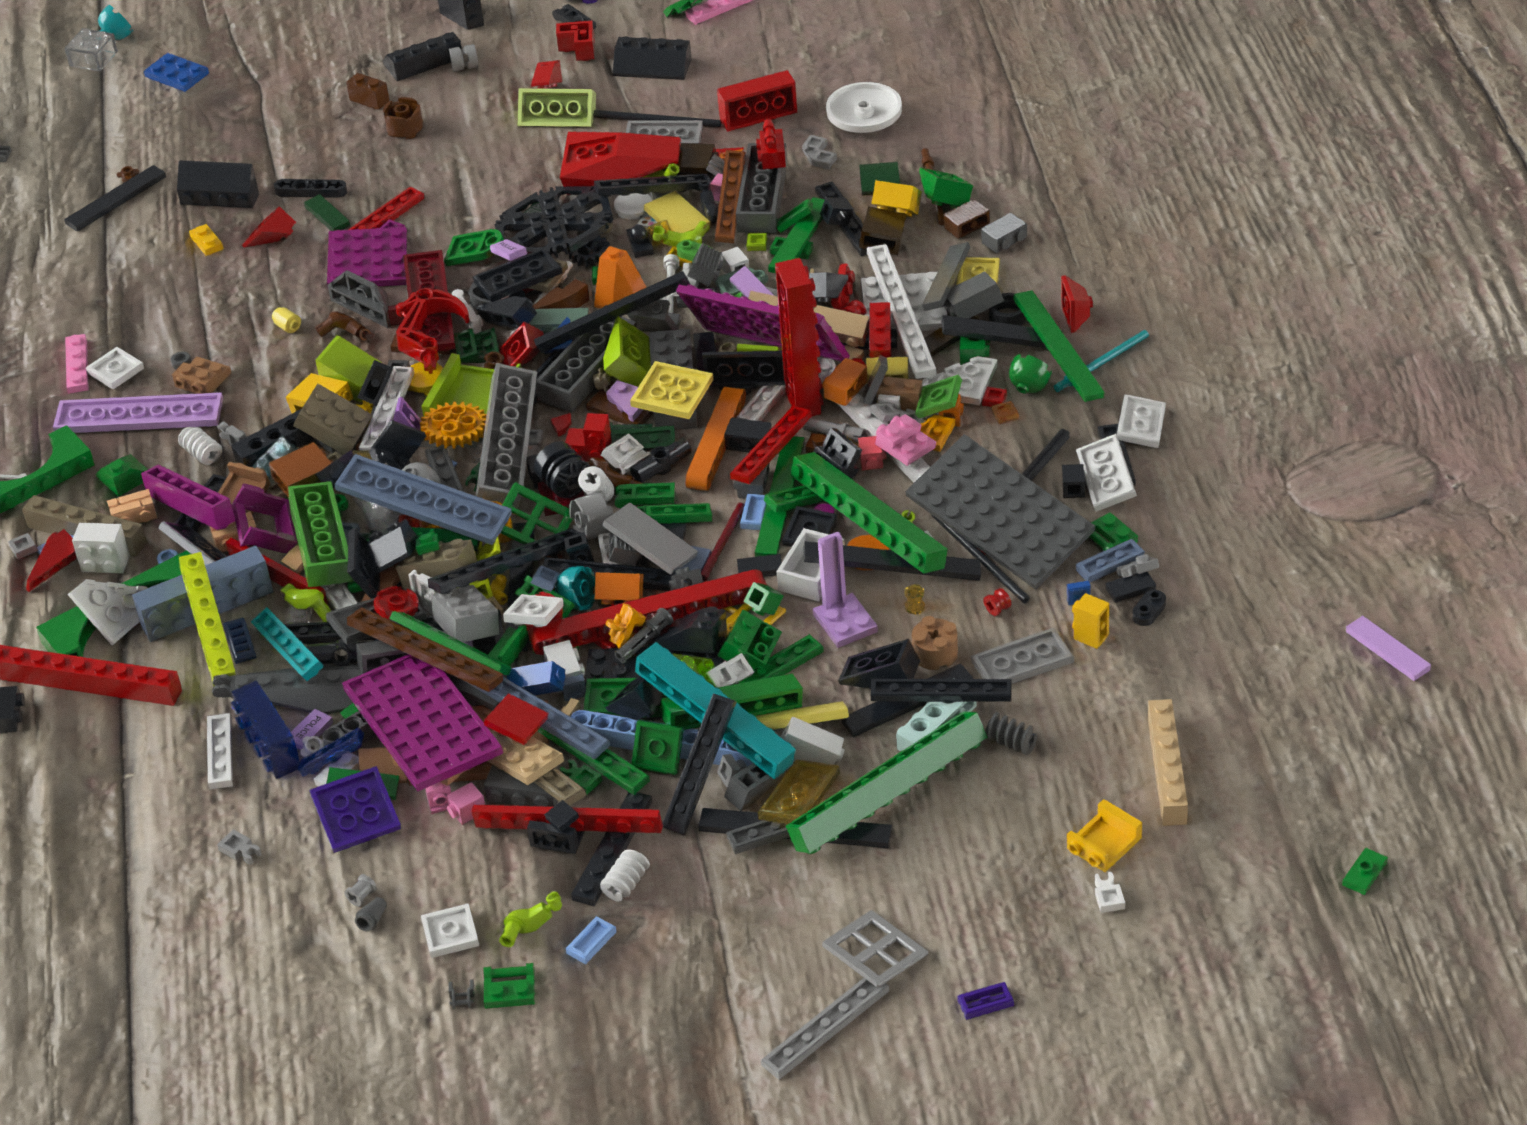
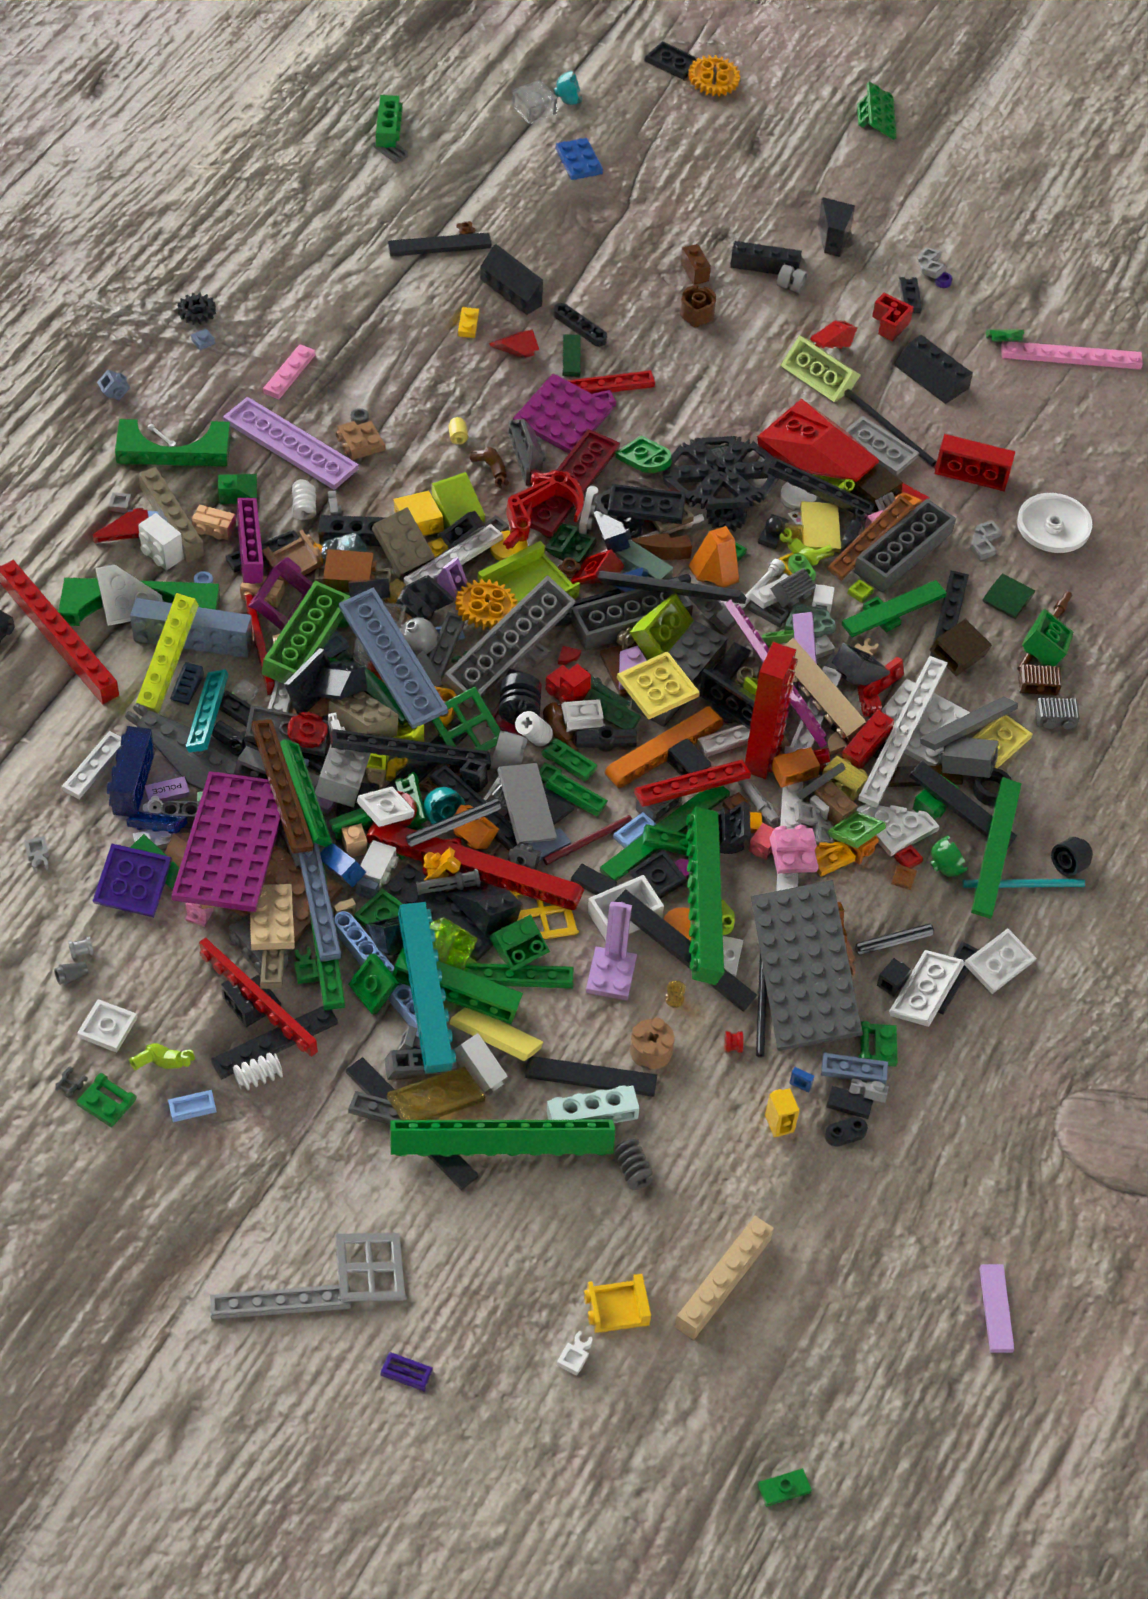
camera: 30 degrees right, 10 degrees up
(115, 368) = (308, 393): white plate -> none
(192, 541) = (222, 583): black tile -> none
(306, 598) = (255, 683): lime arm -> none
(427, 542) = (365, 696): green plate -> none
(462, 801) = (211, 928): bright pink brick -> none
(508, 249) = (659, 477): lavender tile -> none
(516, 719) = (288, 890): red tile -> none
(523, 655) = (354, 840): none -> light nougat brick
(545, 578) = (422, 784): sand blue tile -> none
(561, 816) = (248, 993): black tile -> none
(604, 586) = (453, 822): none -> axle
(699, 764) = (378, 1022): black tile -> none
(730, 672) = (479, 959): white slope -> none
(763, 599) = (562, 913): green brick -> none
(771, 146) = (935, 515): red brick -> none
(794, 215) = (905, 587): green tile -> none
(836, 211) = (939, 606): black brick -> none
(886, 662) = (593, 1036): black slope -> none
(896, 197) = (996, 625): yellow brick -> none
(942, 690) = (612, 1089): black tile -> none
(1024, 657) = (708, 1104): light grey tile -> none
(1074, 303) = (1048, 818): red slope -> none
(1120, 327) = (1071, 856): none -> black piece

